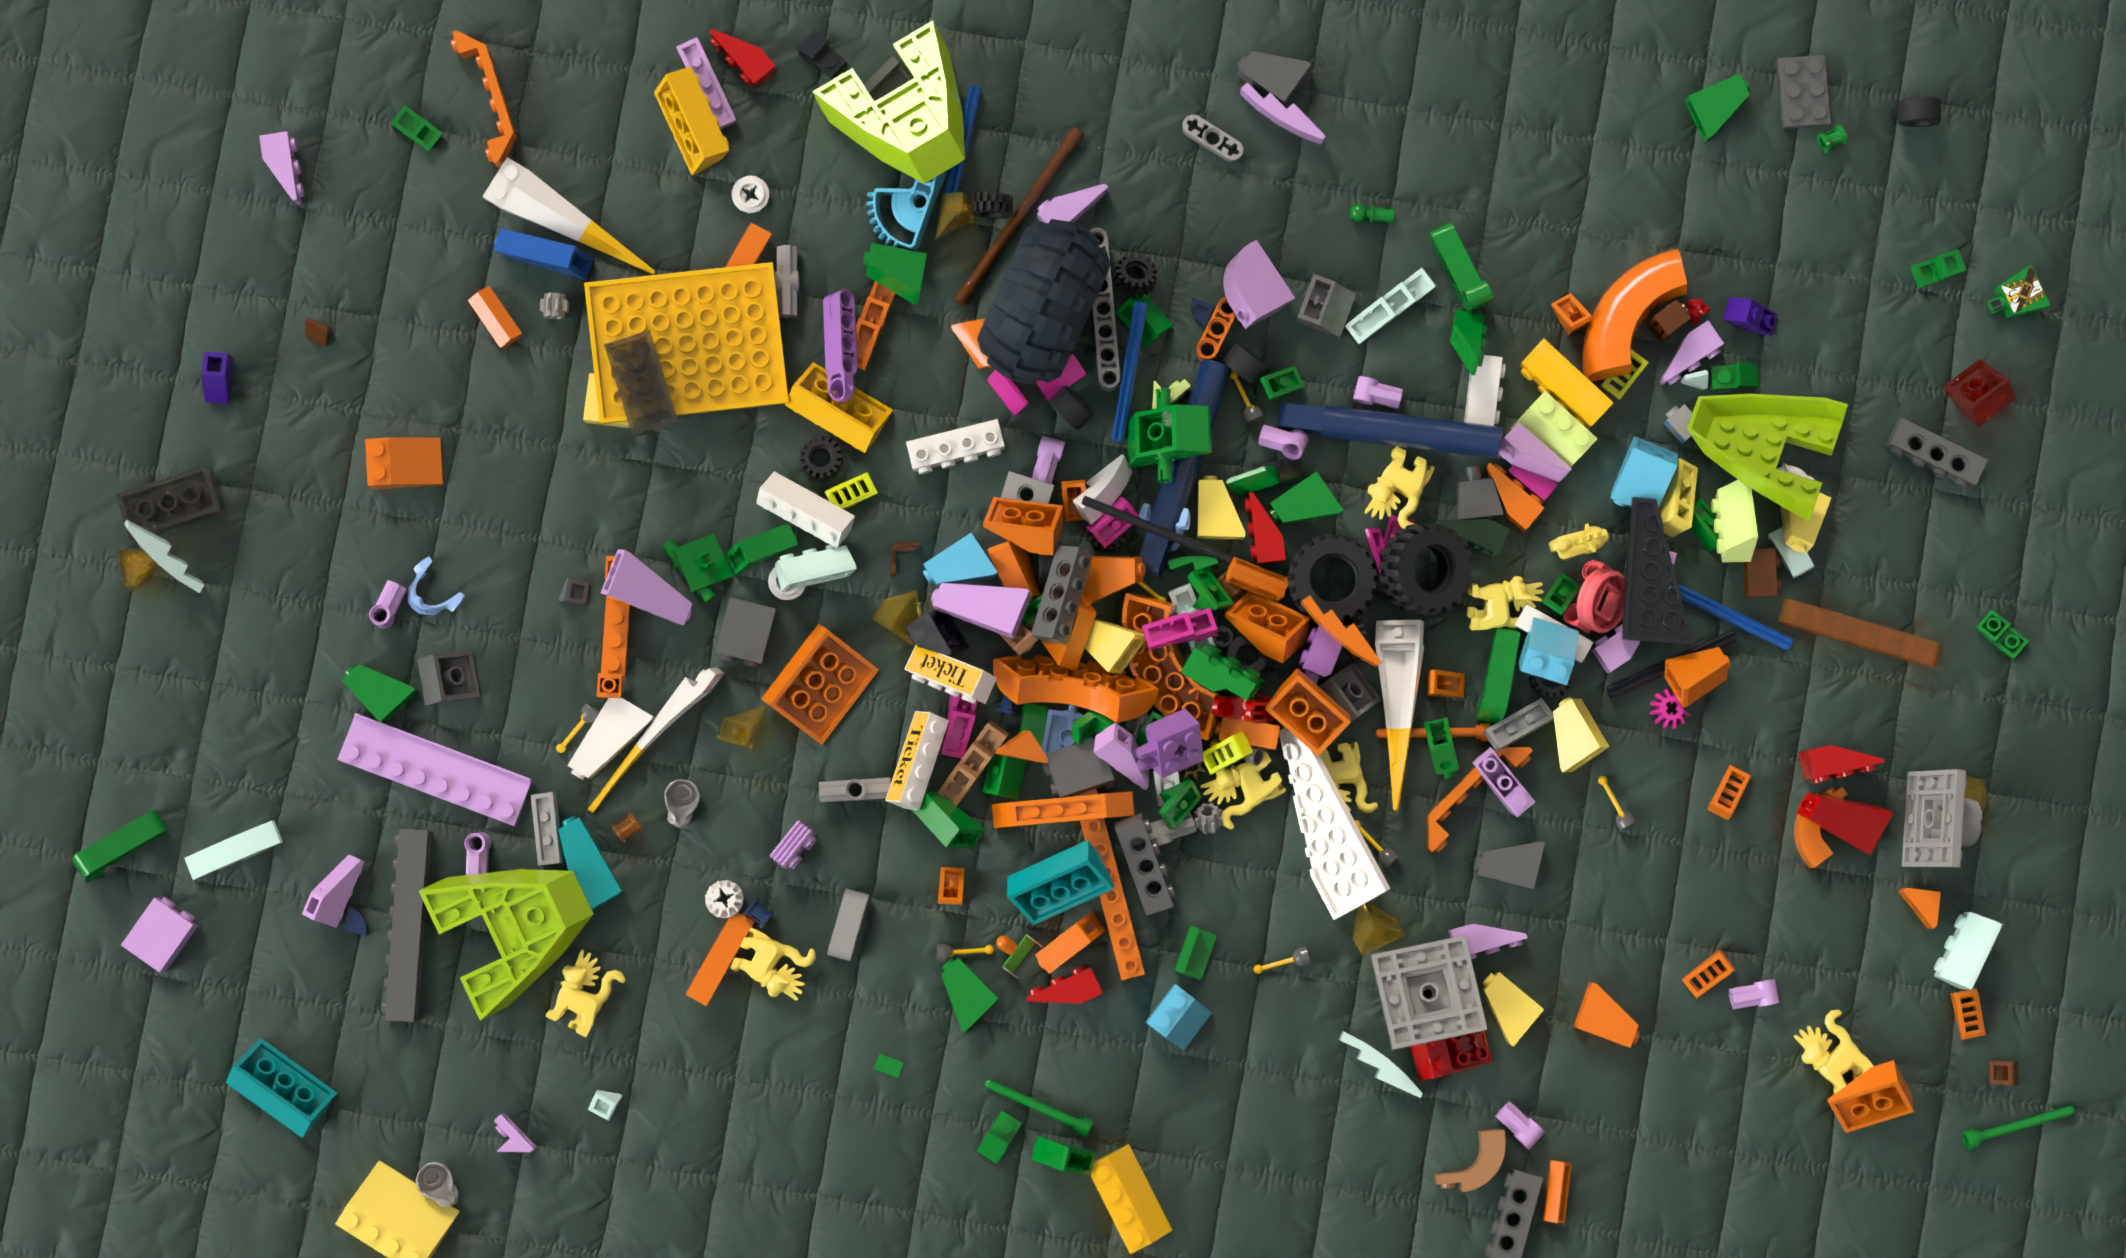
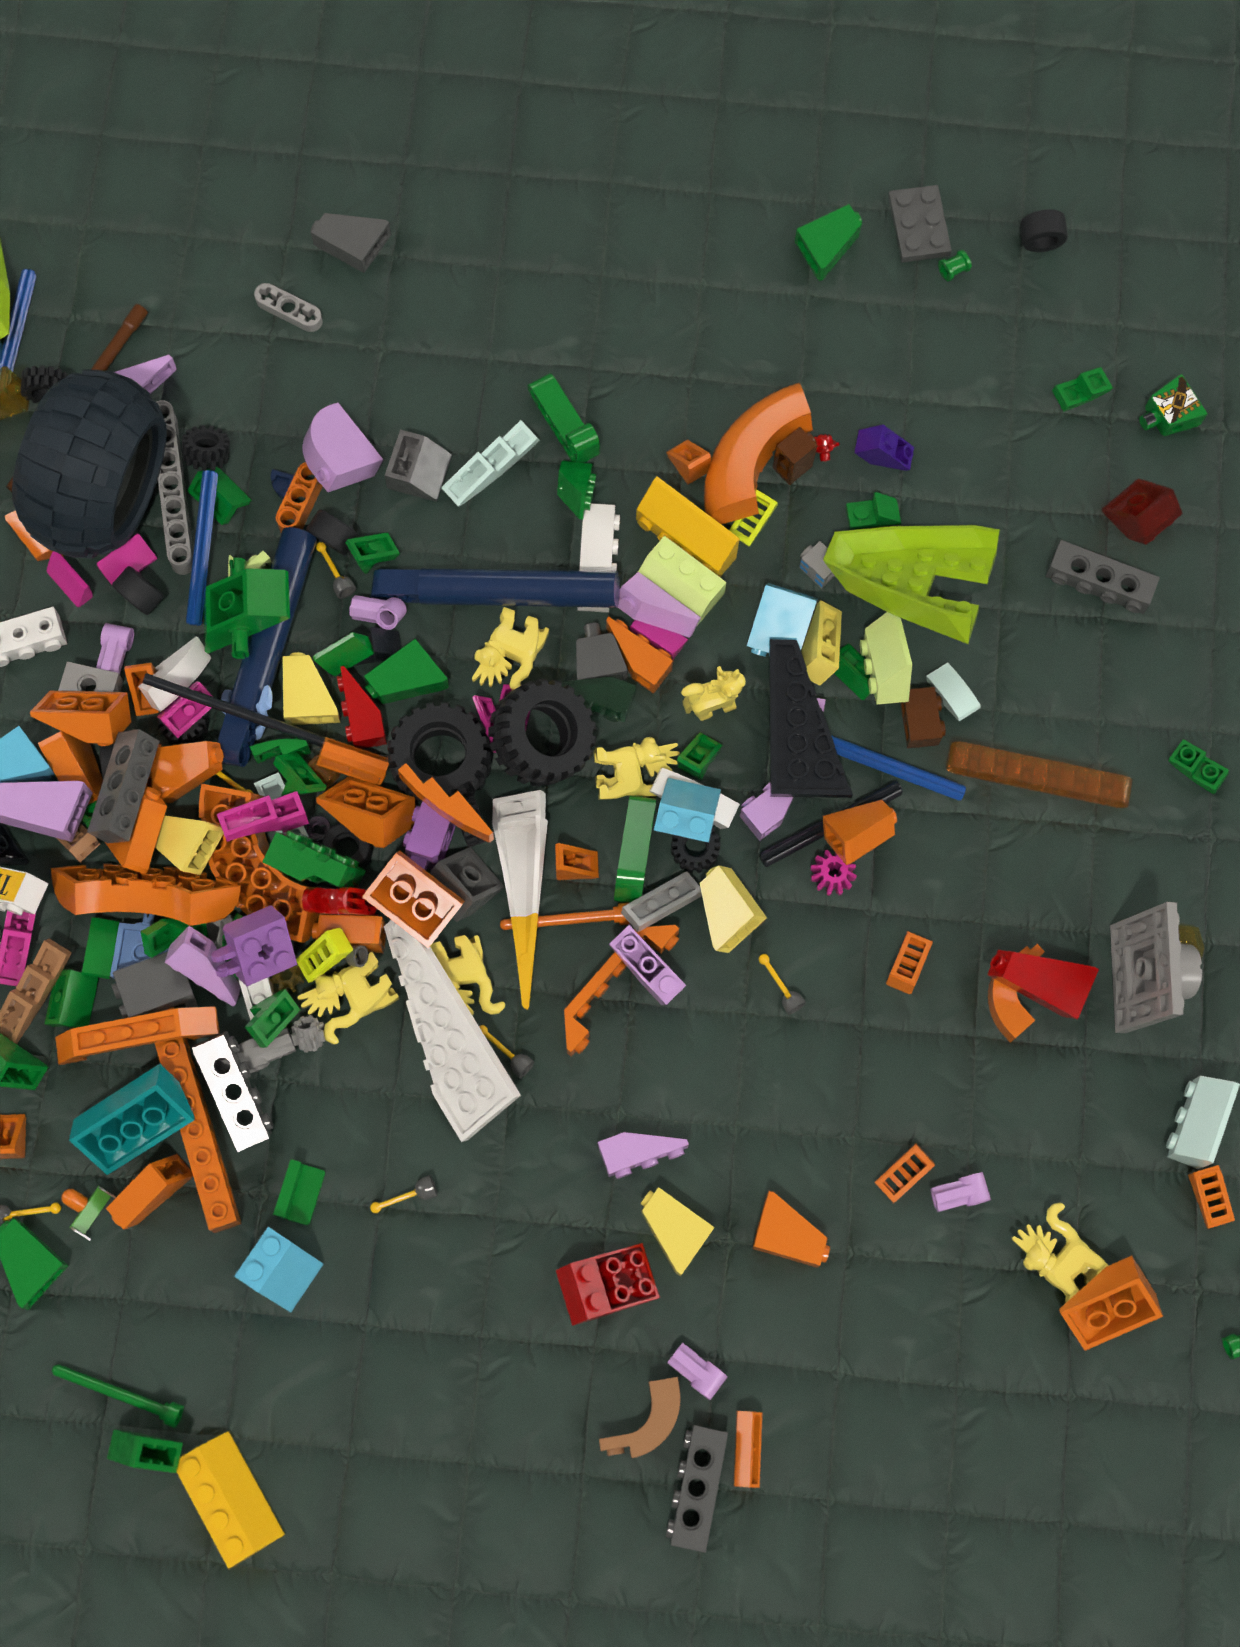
camera: 10 degrees left, 10 degrees down
(999, 1137) = (70, 1434): green slope -> none
(1007, 707) = (73, 924): dark blue bush -> none
(1023, 747) = (86, 966): orange slope -> none
(1075, 989) = (156, 1247): red slope -> none
(1290, 119) = (366, 280): lavender slope -> none
(1360, 212) = (451, 371): green pin -> none
(1372, 392) = (473, 554): lavender piece -> none
(1374, 929) = (510, 1148): clear yellow slope -> none
(1387, 1070) = (534, 1317): light aqua slope -> none
(1443, 754) = (574, 933): green torso -> none
(1443, 971) = (574, 1187): light grey piece -> none
(1512, 864) = (664, 1062): dark grey slope -> none
(1584, 614) = (727, 772): coral piece -> none
(1694, 347) = (829, 482): lavender slope -> none
(1696, 379) = (831, 518): light aqua slope -> none
(1800, 533) = (961, 660): light yellow slope -> none
(1827, 760) = (1027, 914): red slope -> none
(1924, 904) = (1145, 1072): orange slope -> none

